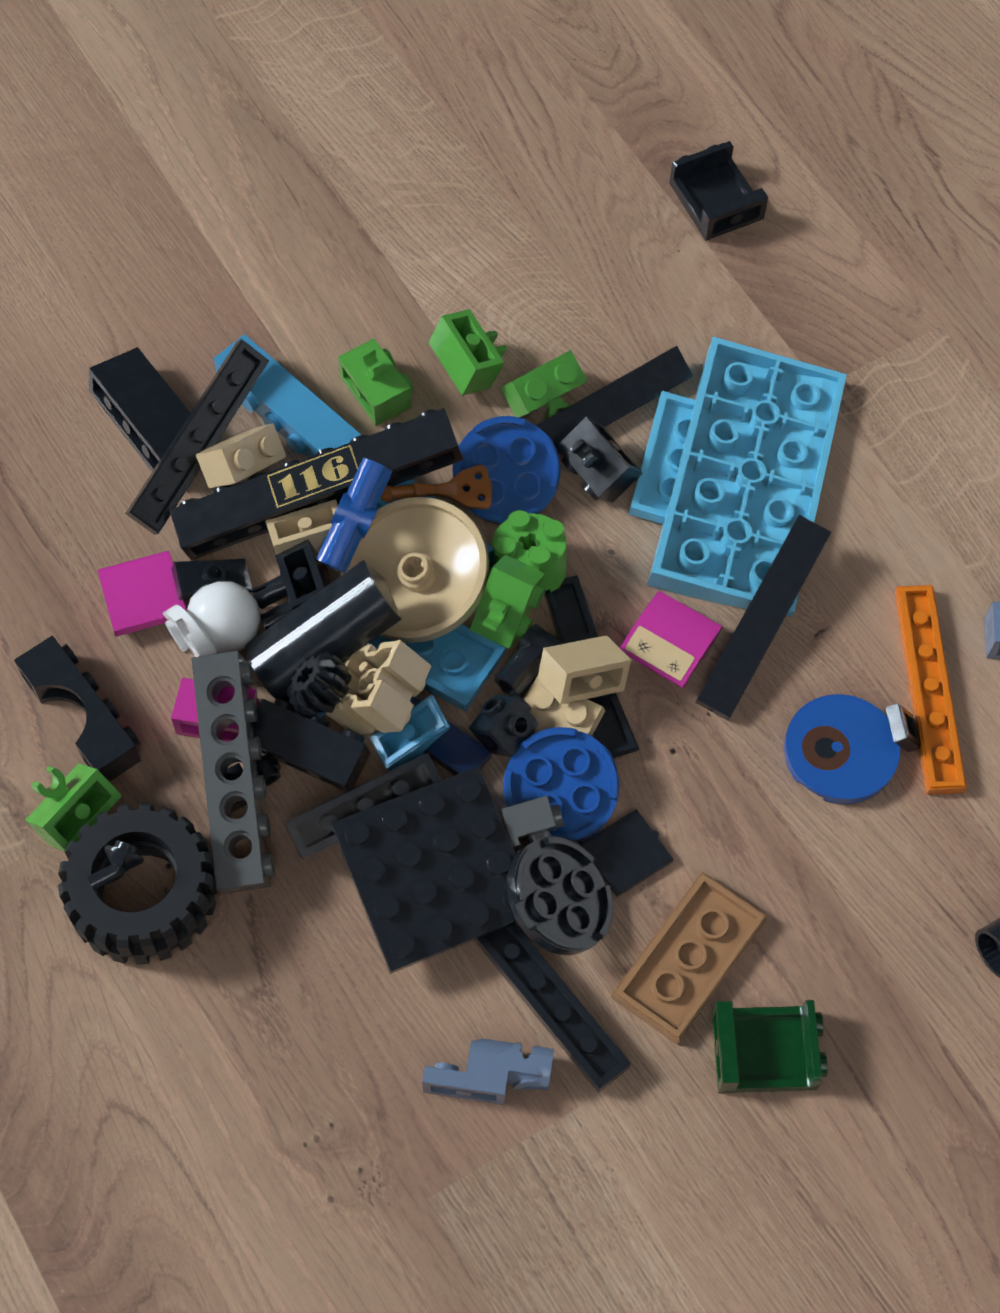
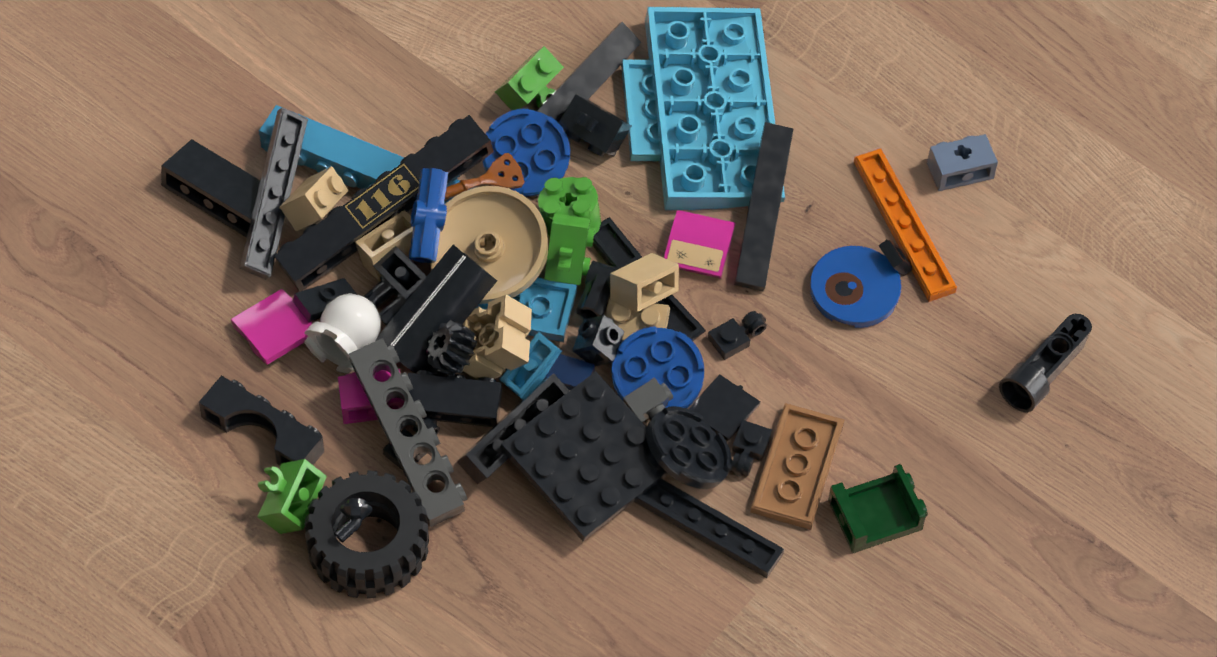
camera: 20 degrees left, 5 degrees down
(375, 381) = (393, 114): bright green brick -> none
(467, 351) = (458, 71): bright green brick -> none
(489, 1070) = (683, 587): sand blue plate -> none
(642, 908) = (749, 445): none -> black plate
(667, 769) = (731, 338): none -> black plate

